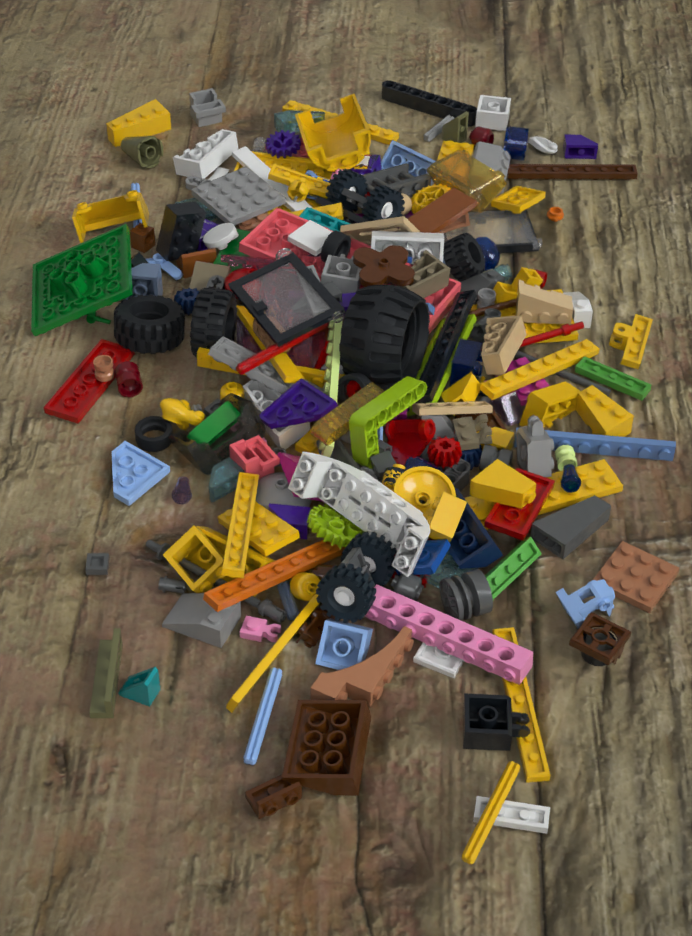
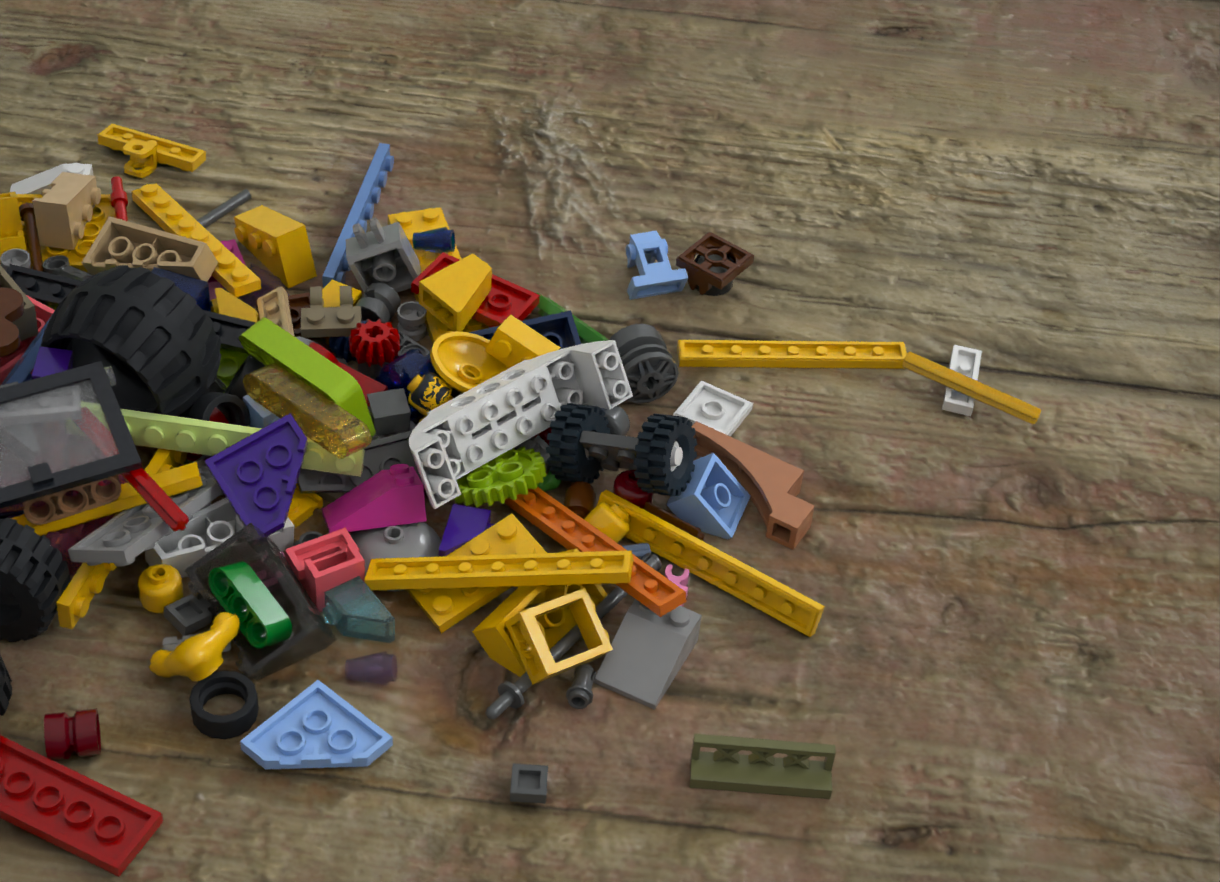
camera: 90 degrees left, 0 degrees up
(103, 368) = (47, 760): nougat wheel -> none
(142, 686) = (787, 716): teal slope -> none
(262, 717) = (843, 598): light blue axle -> none
(272, 796) = (961, 585): reddish brown bracket -> none
(328, 745) = (885, 518): reddish brown slope -> none
(451, 635) = (717, 372): bright pink brick -> none
(491, 723) = (840, 376): black hinge -> none
(570, 526) = (511, 256): dark grey slope -> none
(603, 413) = (309, 197): yellow wedge -> none
(613, 378) = (223, 182): bright green plate -> none
(637, 576) = (593, 228): nougat plate -> none

